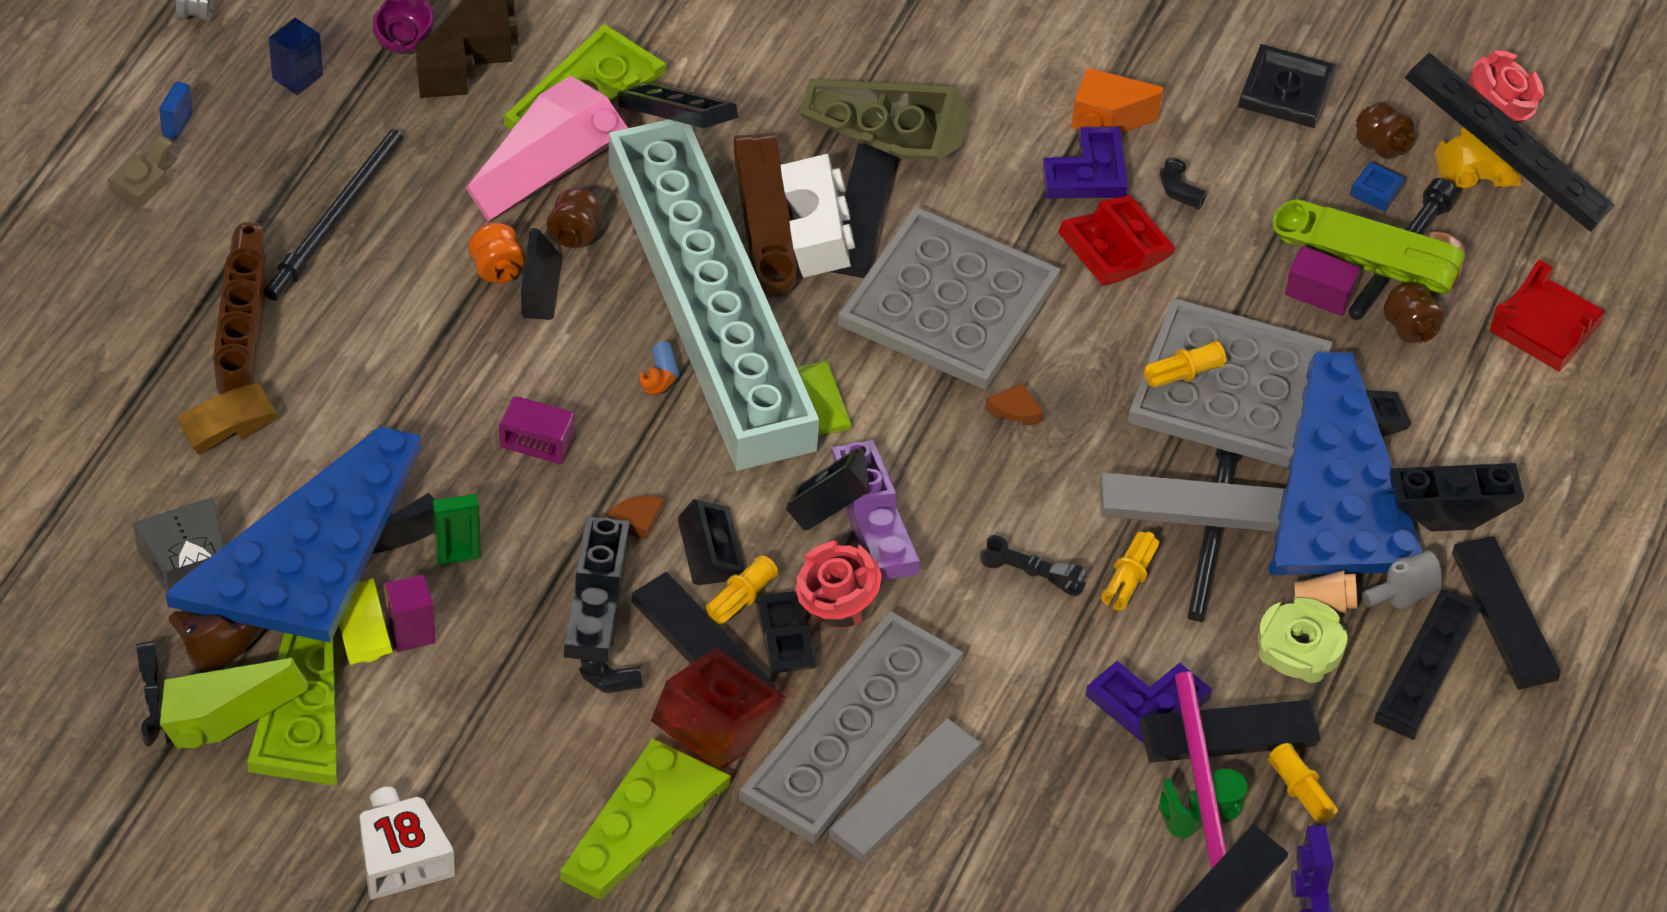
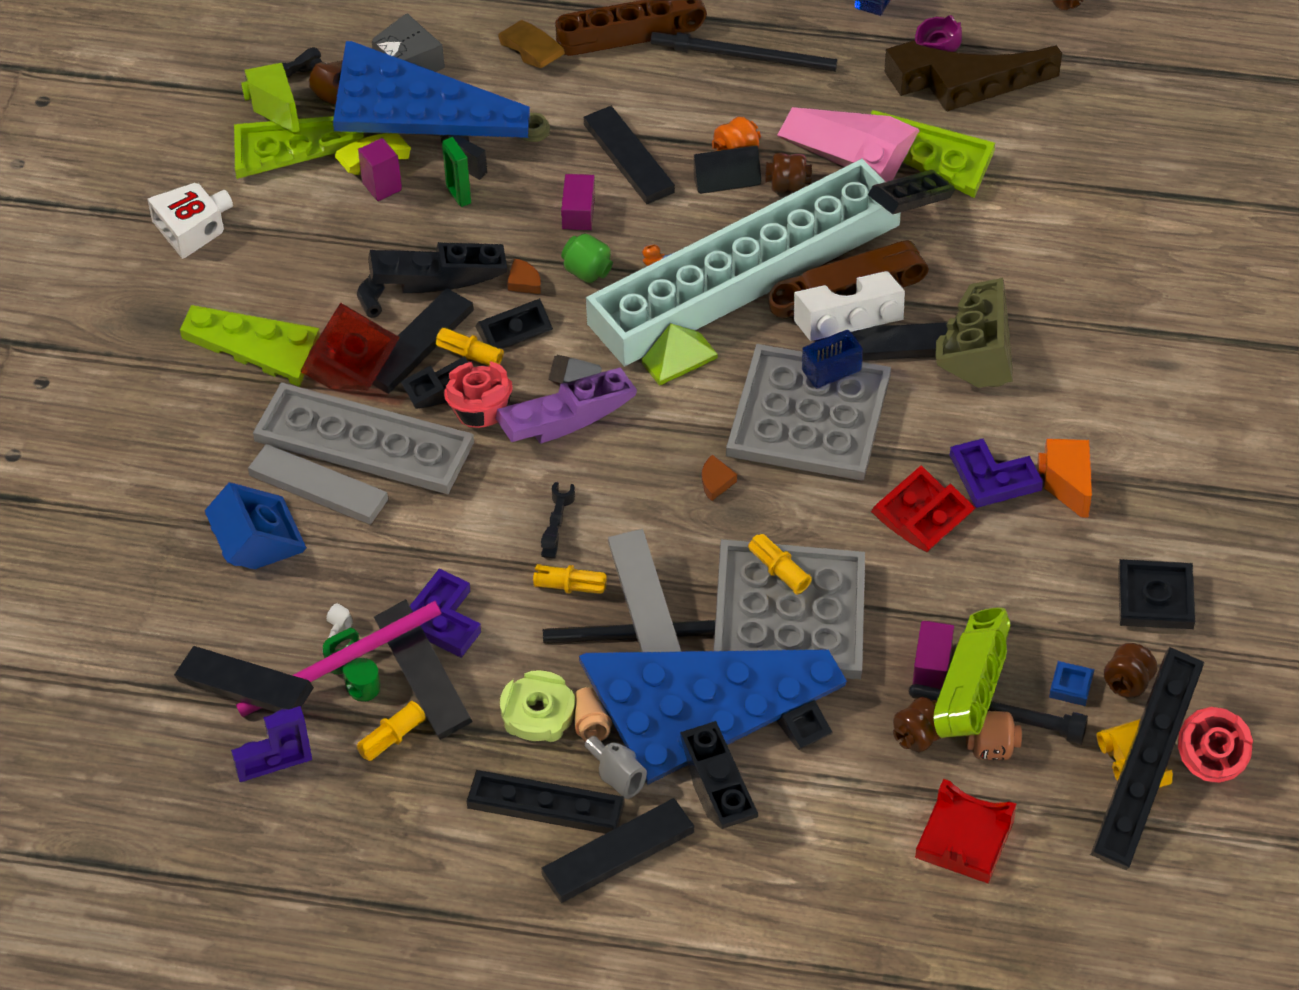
camera: 80 degrees right, 0 degrees up
(465, 366) = (629, 155): none -> black tile
(641, 439) = (587, 258): none -> bright green head
(901, 245) = (832, 358): none -> clear blue piece
(968, 864) = (253, 527): none -> blue slope
(1126, 802) = (340, 618): none -> white hand
(1176, 185) = (1004, 538): black arm -> none

